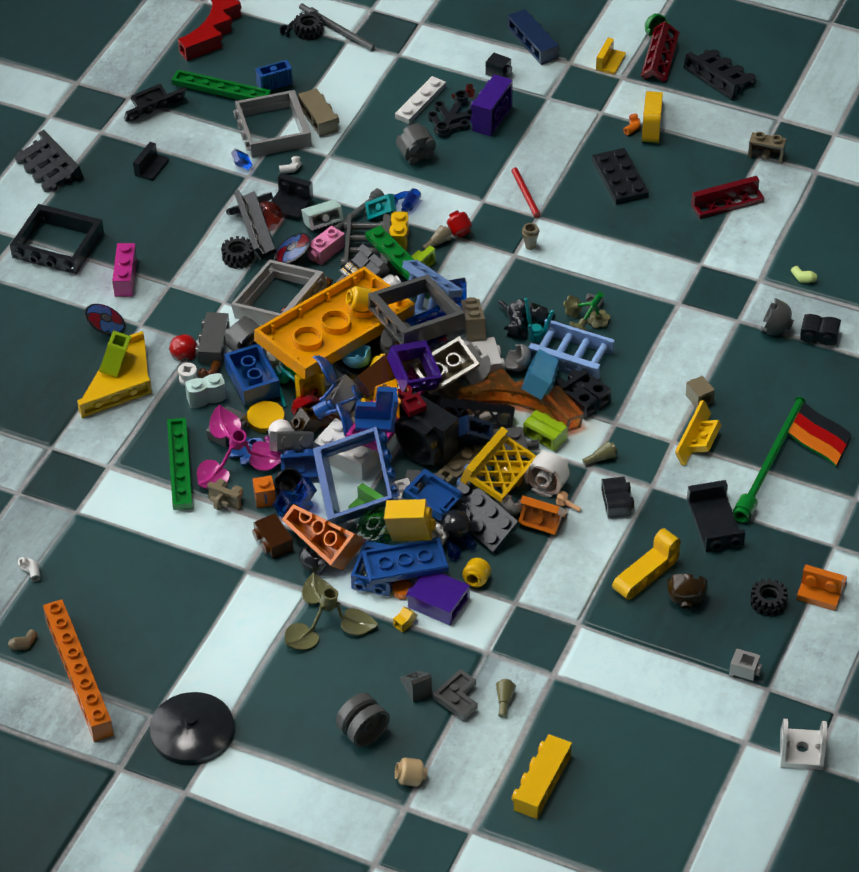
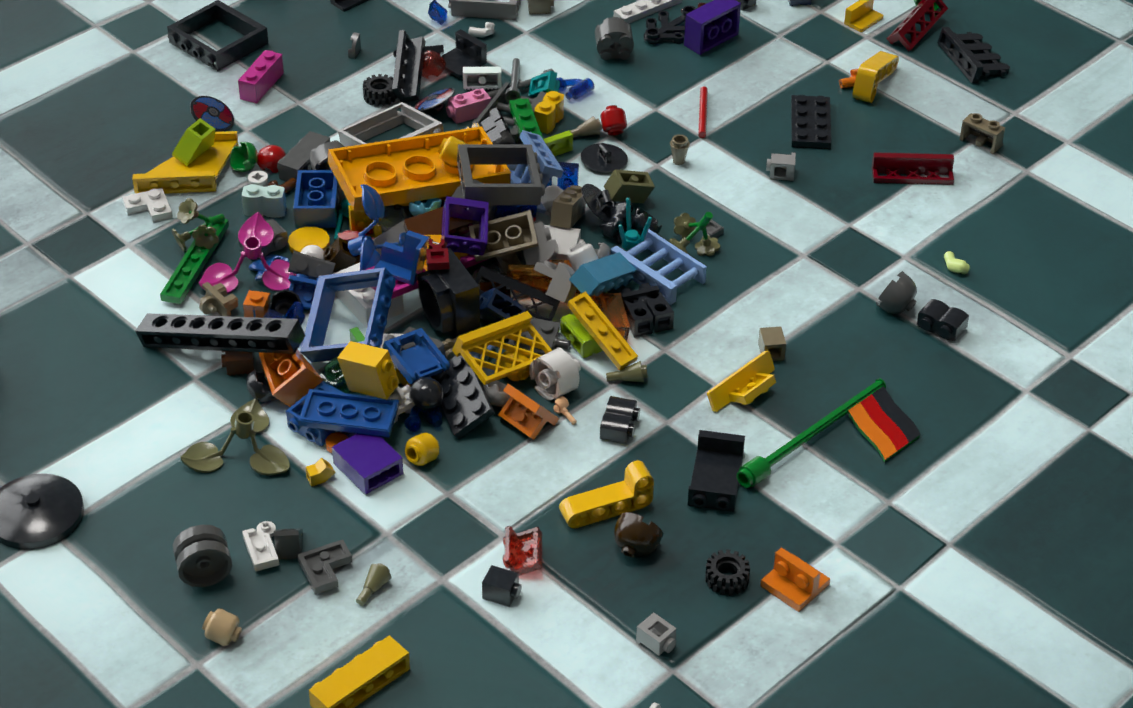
camera: 20 degrees right, 5 degrees down
(102, 419) = (152, 201): none -> white plate
(161, 353) = (243, 157): none -> green hair
(161, 424) = (204, 234): none -> olive plant
(187, 214) = (356, 45): none -> flat silver tile
(256, 525) = (221, 333): none -> black brick
(361, 224) = (513, 92): none -> dark grey piece
(397, 695) = (261, 546): none -> white hinge
(467, 261) = (604, 157): none -> black shield
(493, 307) = (598, 201): none -> black shield
(510, 284) = (629, 184): none -> olive brick
(513, 393) = (560, 285): none -> light grey brick
(514, 363) = (581, 254): none -> white head
(566, 424) = (602, 330): none -> yellow plate
(606, 630) = (523, 550): none -> clear red bracket
(606, 665) = (501, 586): none -> black brick
(621, 227) = (781, 166): none -> light grey brick

